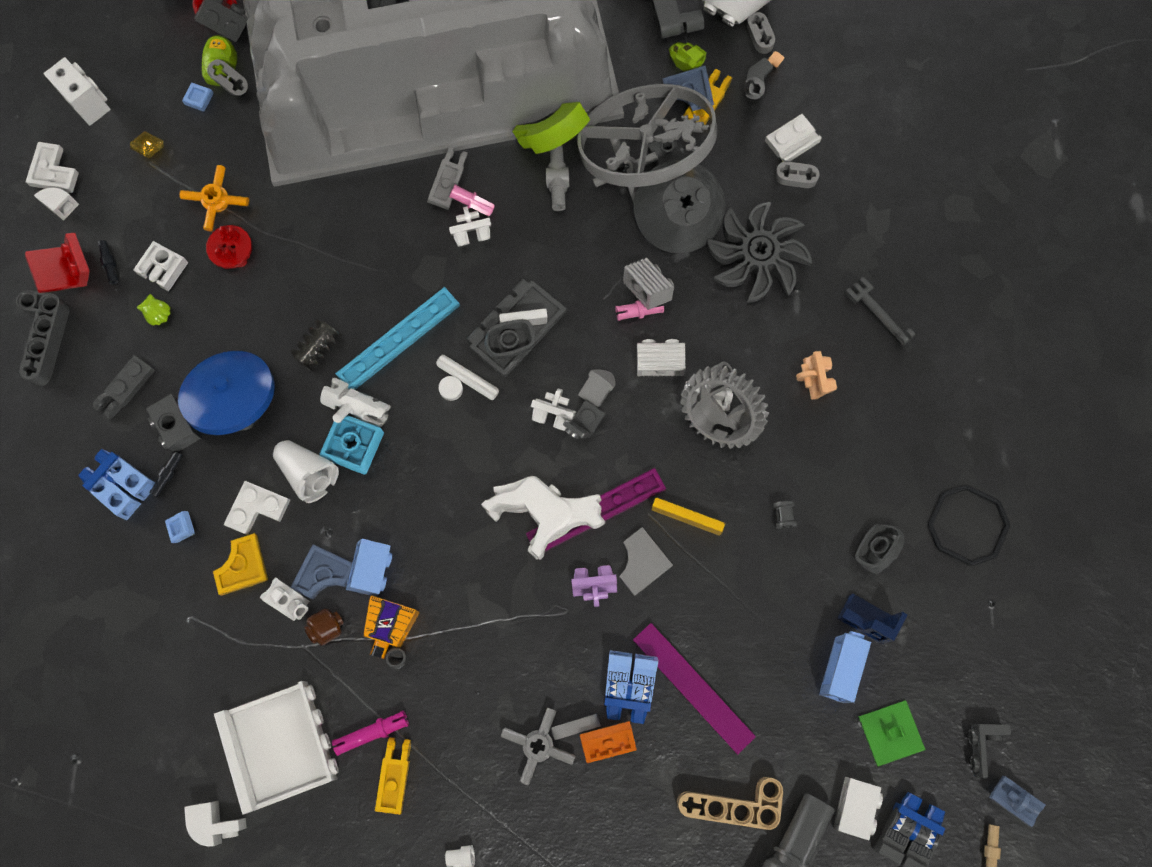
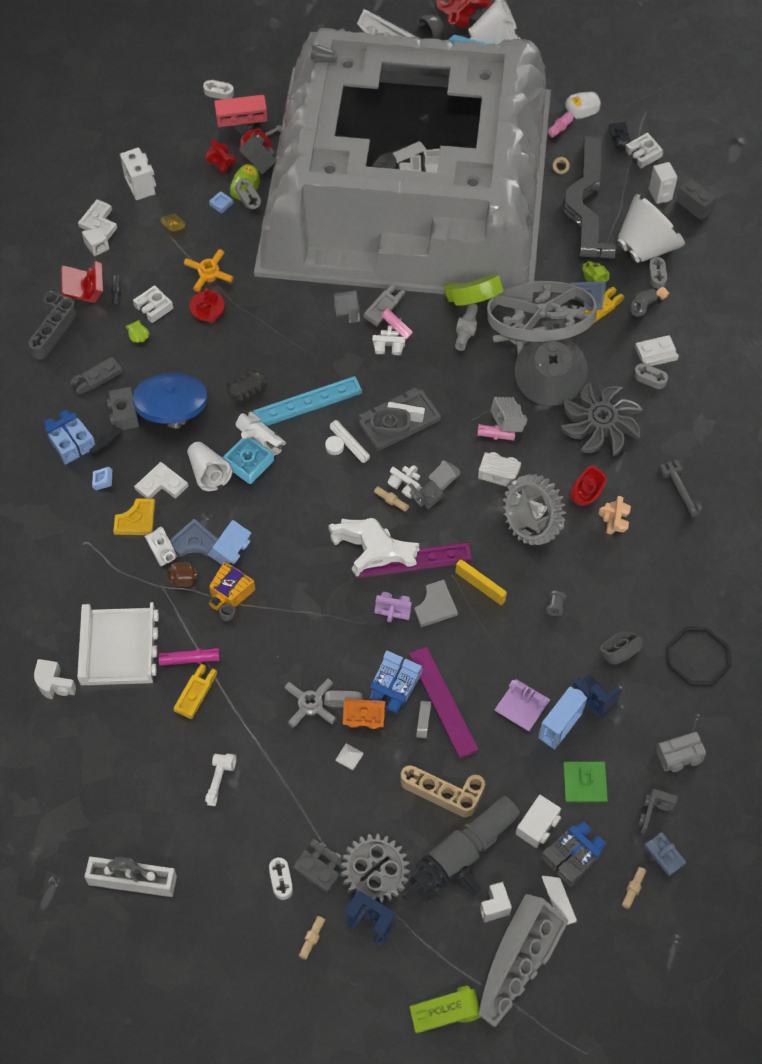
camera: 15 degrees right, 15 degrees down
(170, 34) = (218, 156): none -> red hips
(402, 192) = (347, 304): none -> clear piece
(543, 438) = (391, 498): none -> tan bar
(607, 796) = (349, 756): none -> white slope
(679, 721) = (423, 720): none -> light grey beam
(773, 348) = (588, 486): none -> red piece
(788, 660) = (522, 704): none -> lavender hinge
(991, 661) = (681, 752): none -> light grey brick

